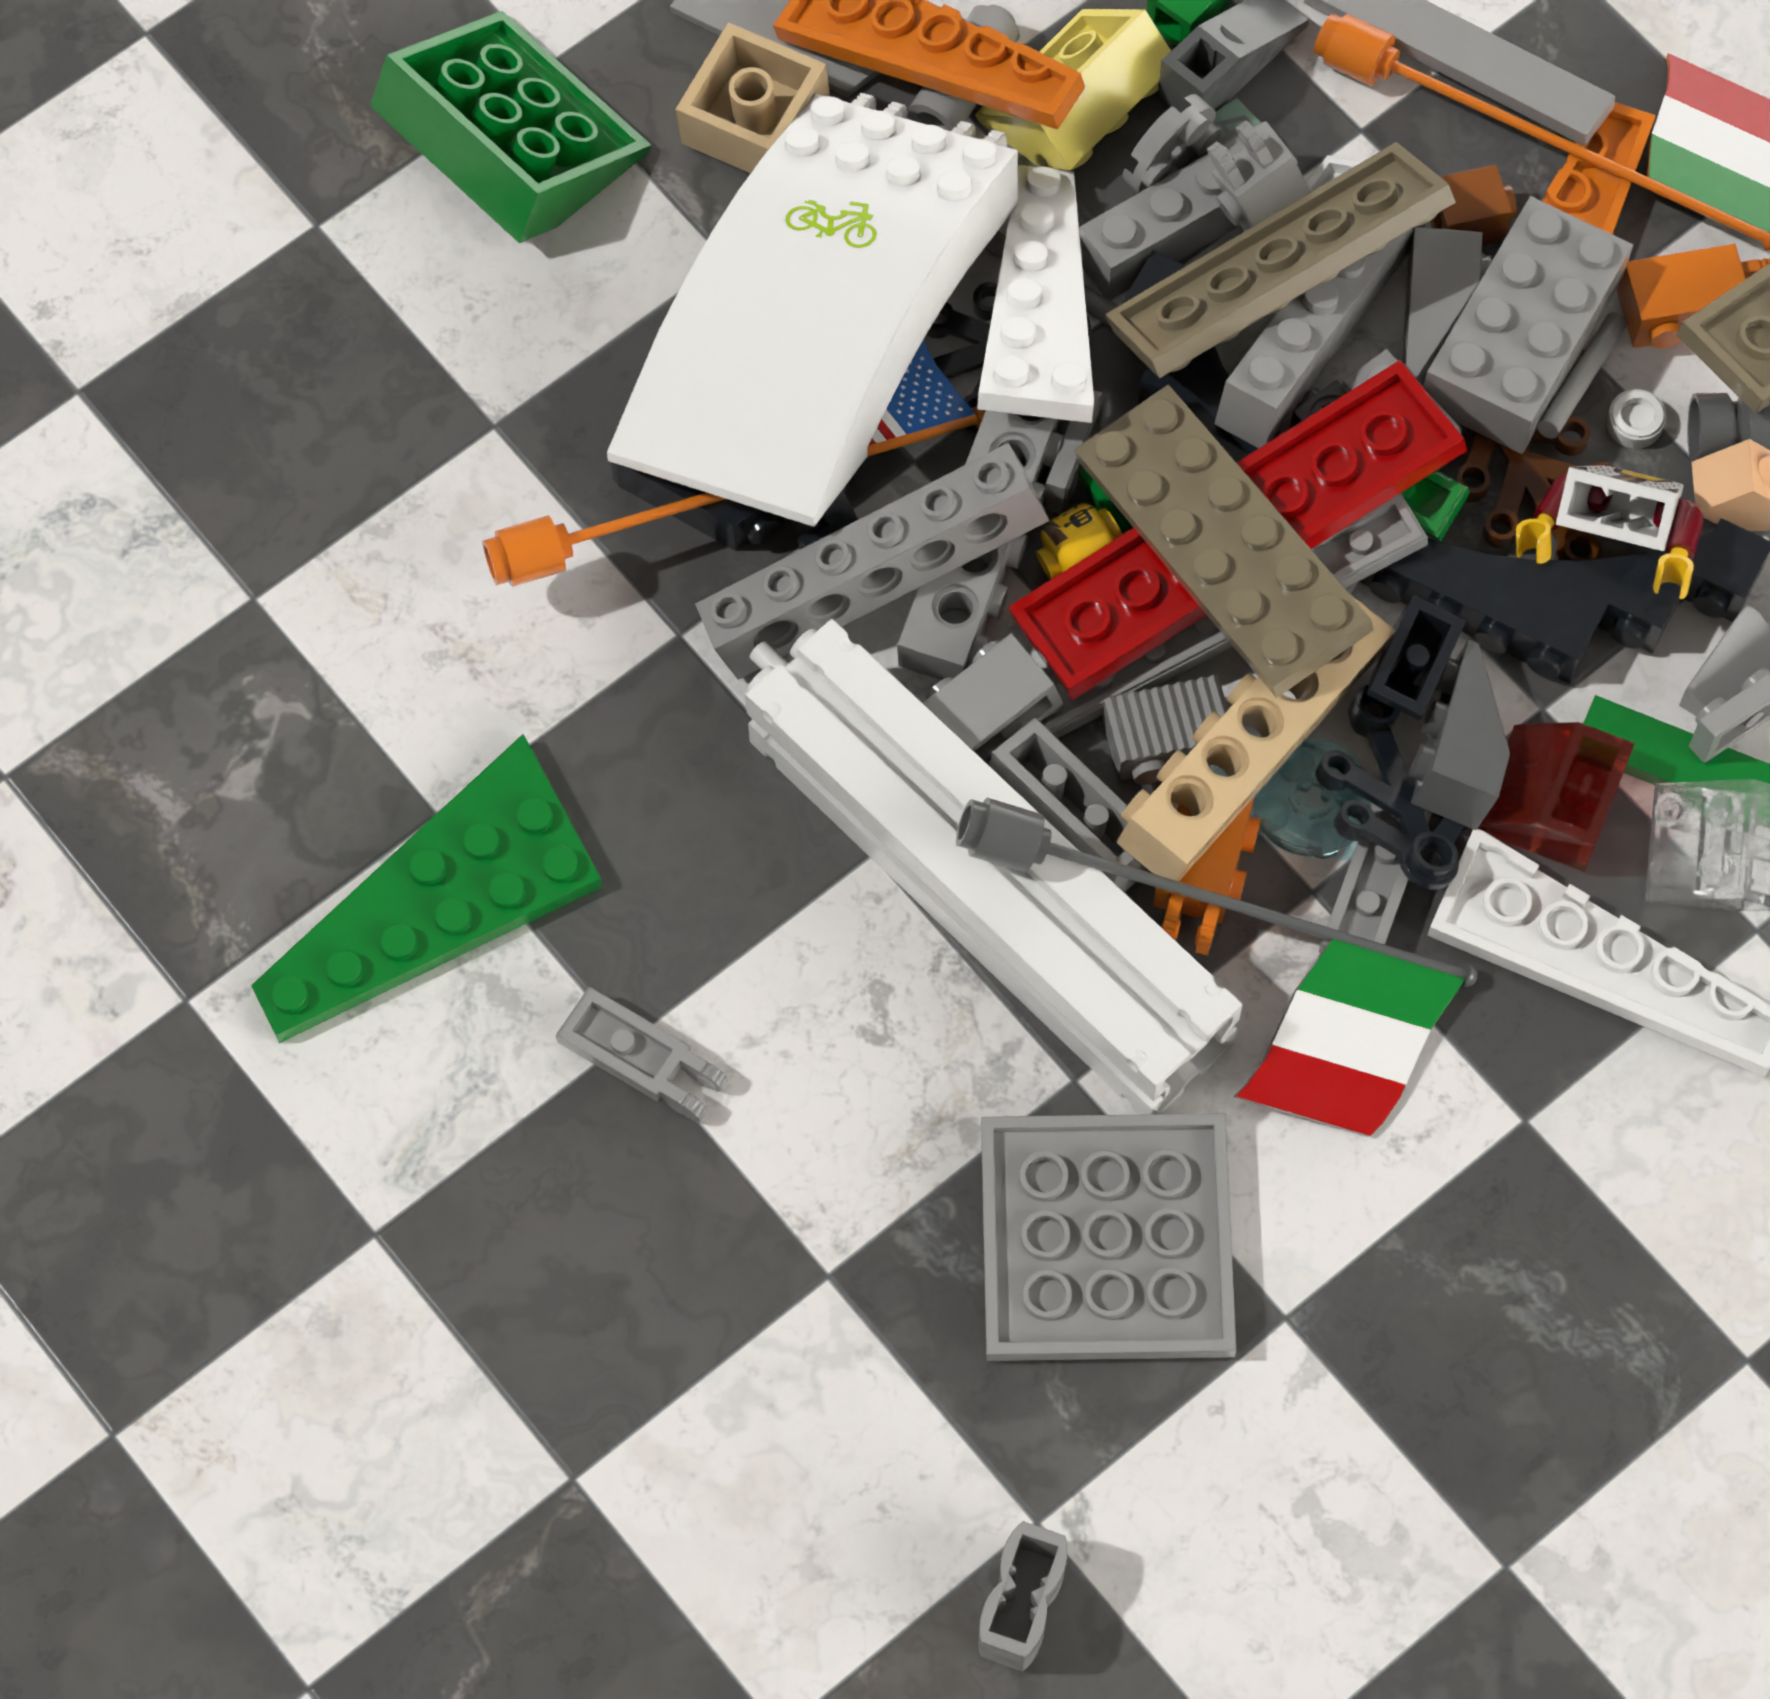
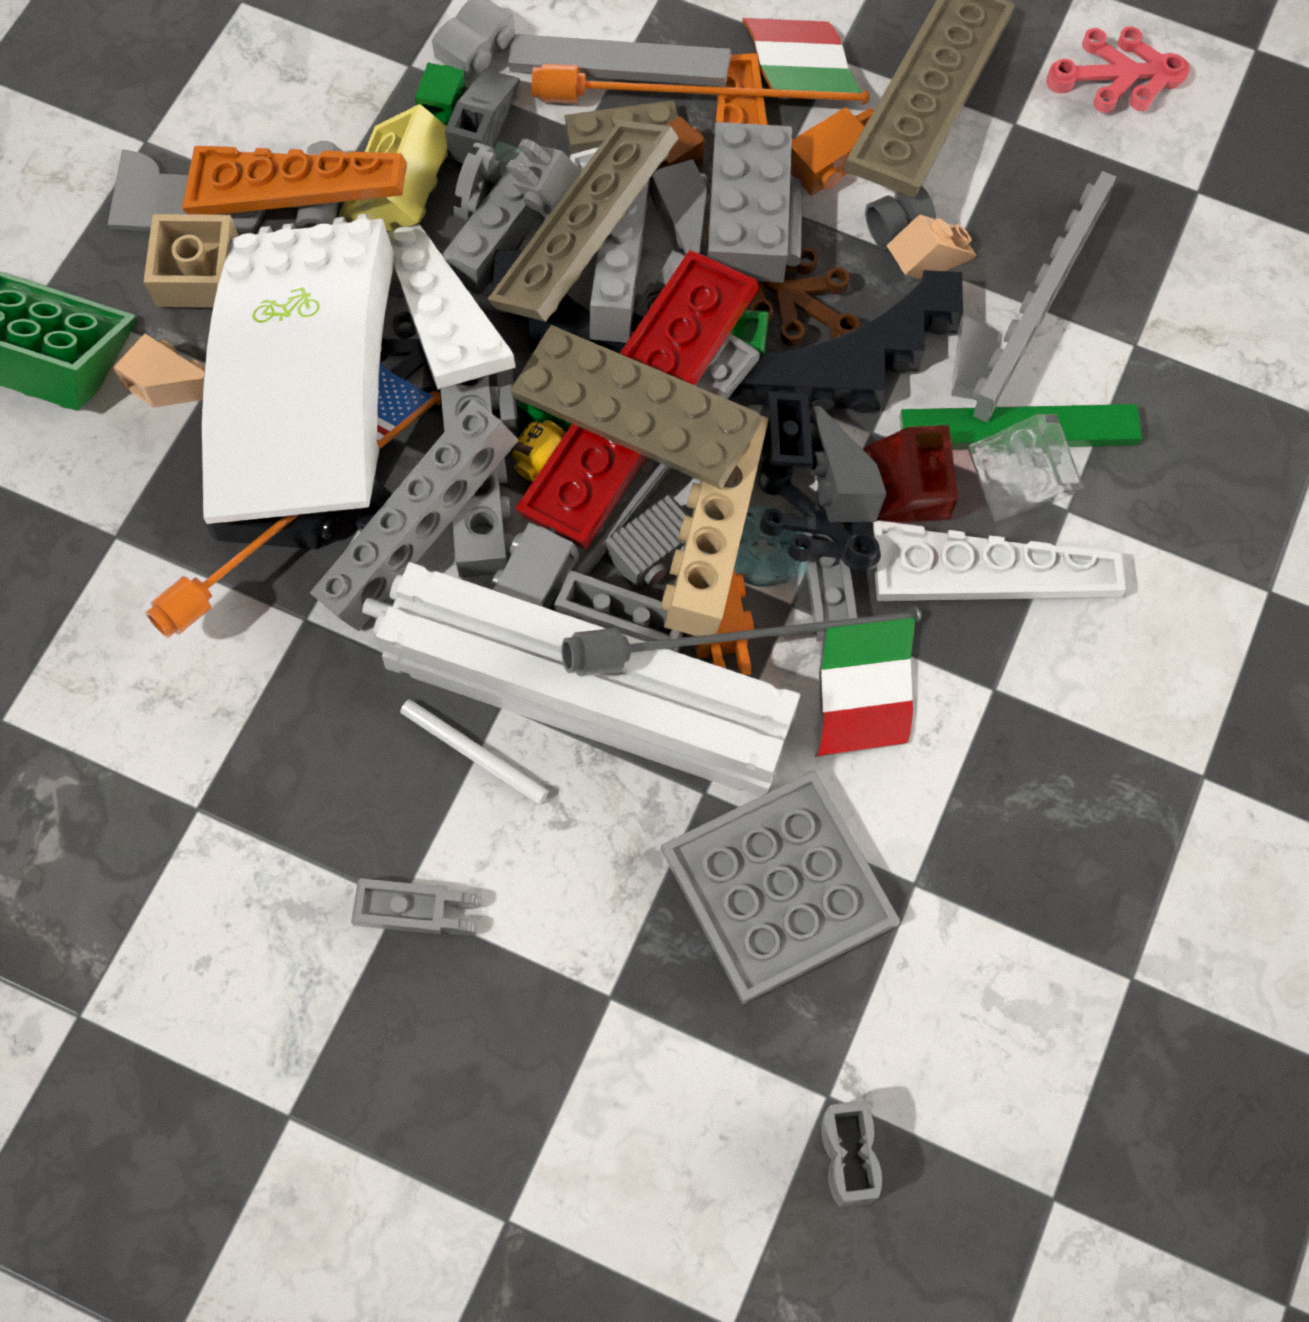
camera: 30 degrees left, 0 degrees up
(459, 882) = (235, 846): green wing -> none
(642, 236) = (160, 374): none -> light nougat slope
(808, 896) = (474, 751): none -> white bar
(1439, 144) = (591, 128): none -> dark tan plate
(1622, 508) = (865, 287): torso -> none
(1636, 418) = (836, 236): white tile -> none

